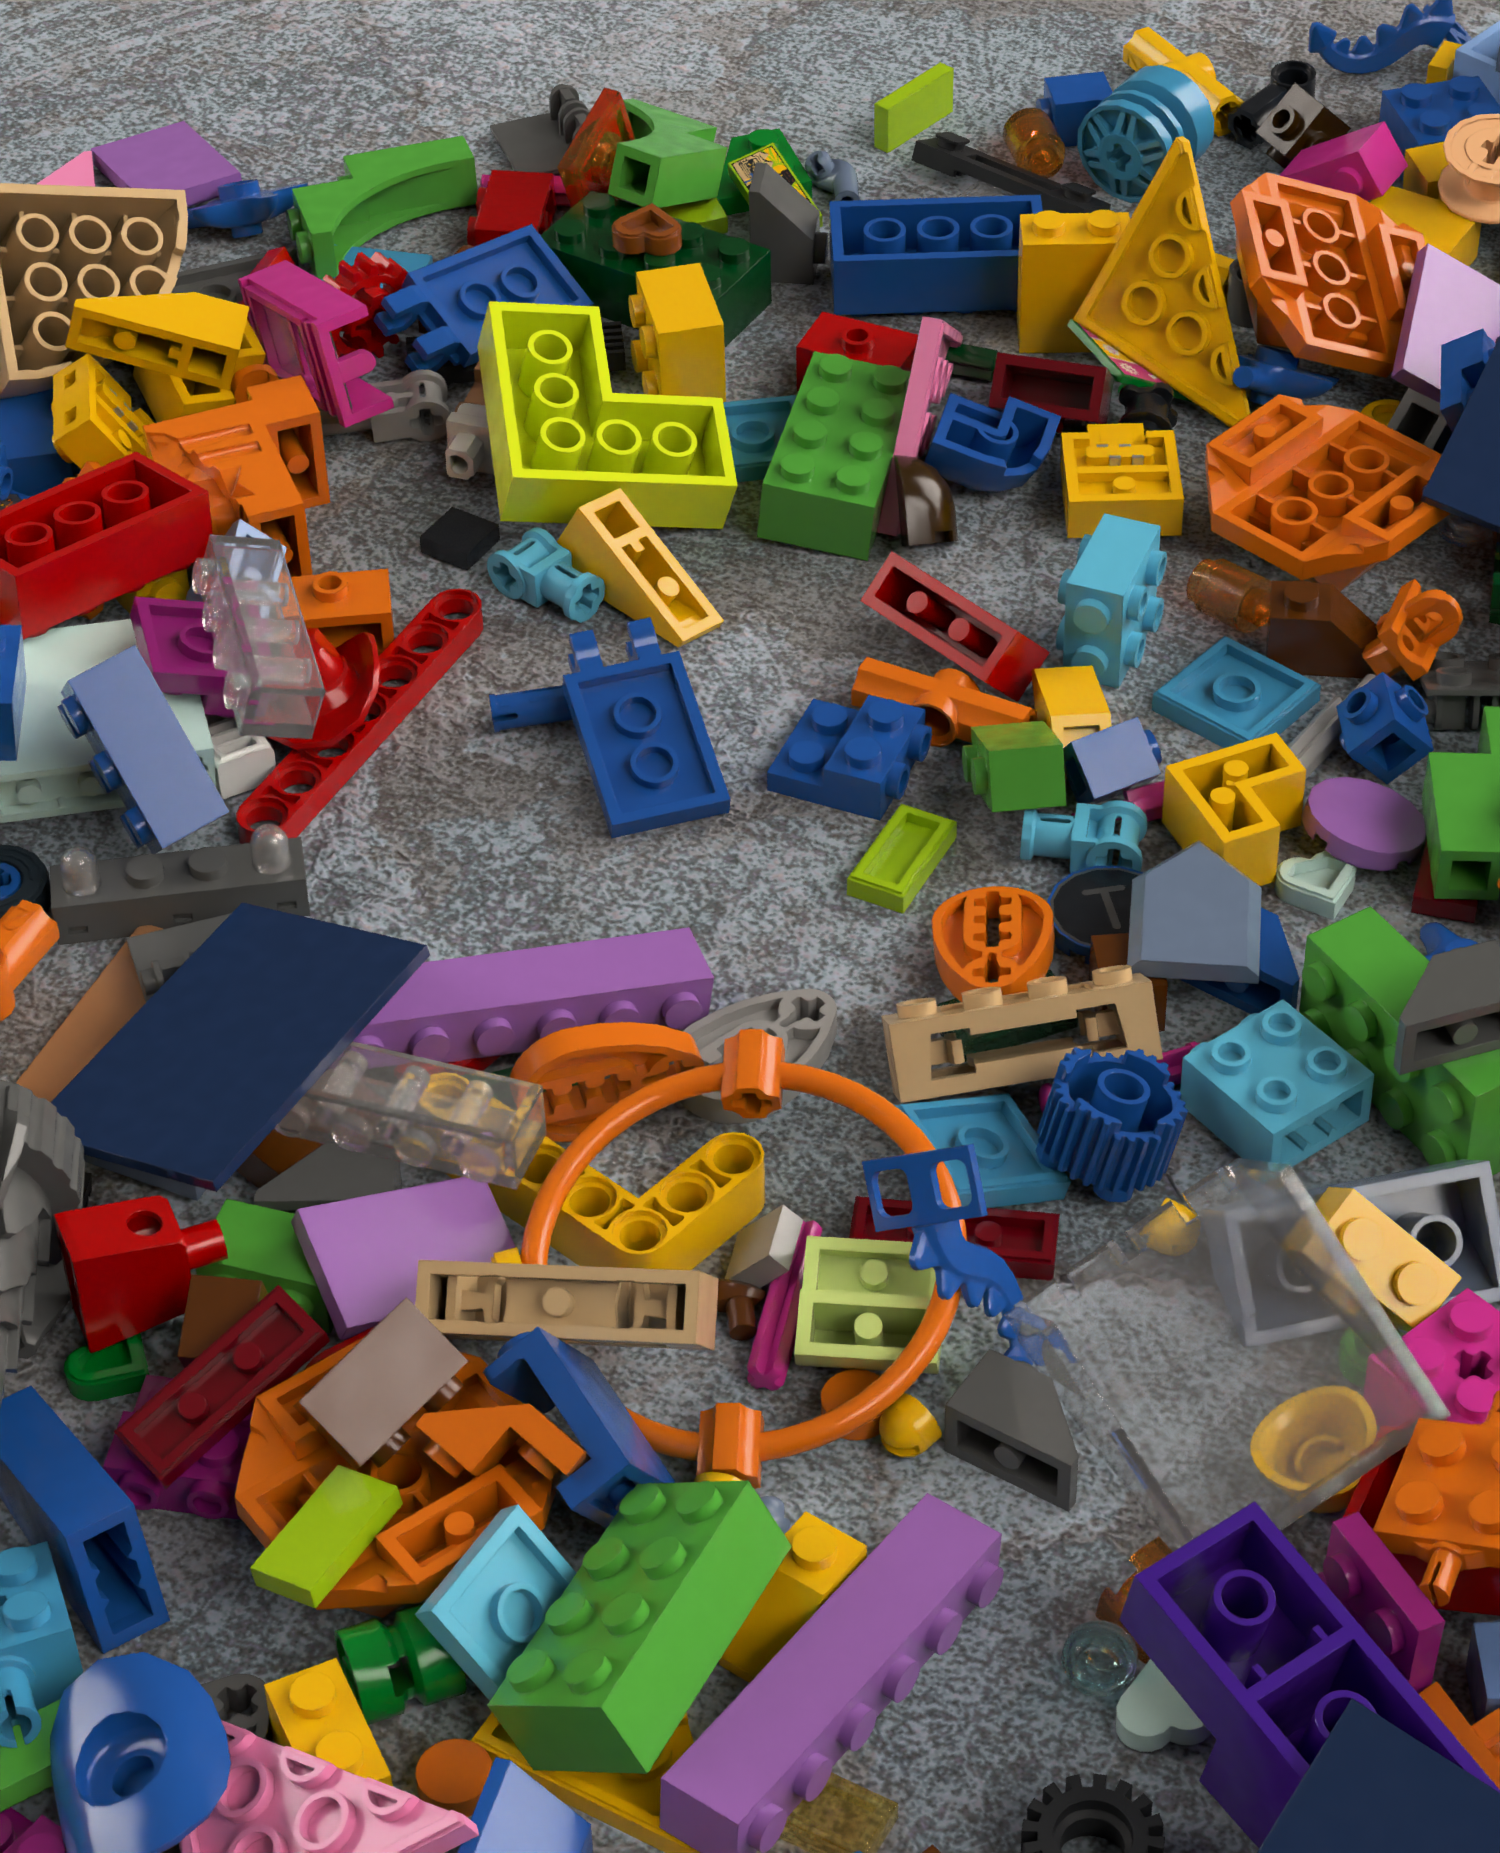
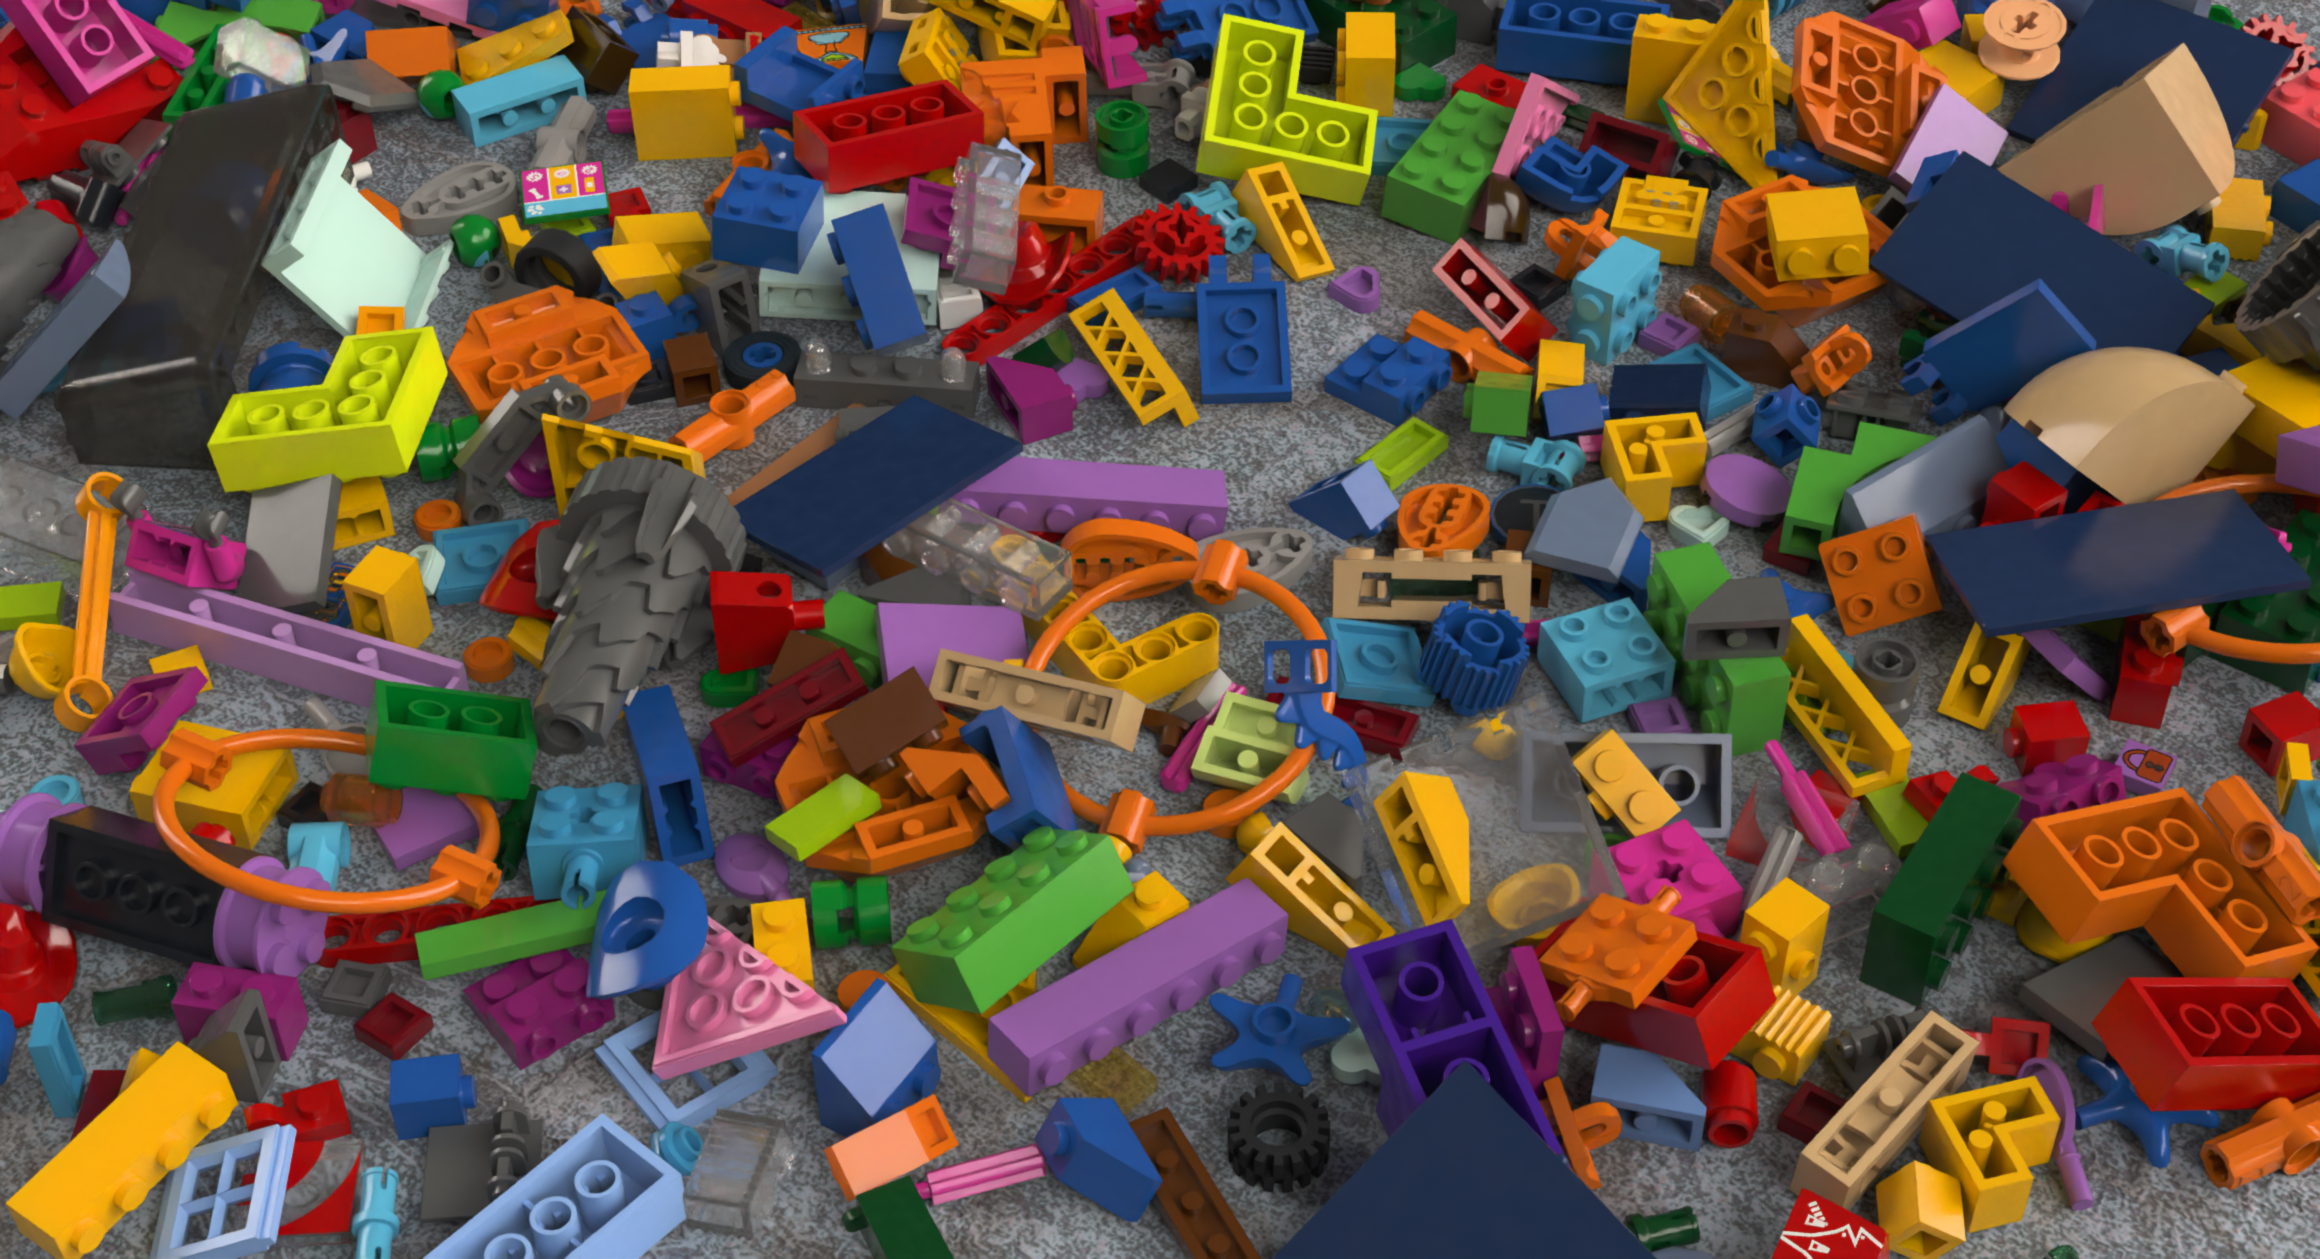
camera: 15 degrees right, 0 degrees up
(233, 1628) = (753, 869): none -> medium lavender piece
(384, 492) = (1122, 139): none -> green wheel
(384, 874) = (1030, 398): none -> magenta slope
(385, 812) = (1050, 351): none -> dark green brick
(439, 836) = (1086, 379): none -> medium lavender tile
(442, 714) = (1129, 286): none -> blue tile
(496, 1597) = (920, 877): medium azure tile -> none
(508, 622) = (1176, 242): none -> red gear
(508, 781) = (1136, 350): none -> yellow fence
(749, 350) = (1419, 83): none -> green tile
(763, 643) = (1357, 289): none -> medium lavender tile
(861, 938) = (1348, 502): none -> blue slope
(998, 594) = (1540, 285): none -> black tile
(1002, 1486) = (1314, 897): none -> yellow slope
(1036, 1705) = (1274, 1033): none -> blue animal
(1054, 523) = (1584, 241): none -> orange hips
(1160, 1398) = (1429, 841): none -> yellow slope
(1184, 633) = (1667, 335): none -> medium lavender tile
(1211, 713) = (1659, 390): none -> dark blue brick
(1347, 468) = (1817, 233): none -> yellow brick
(1365, 1154) = (1658, 717): none -> medium lavender tile

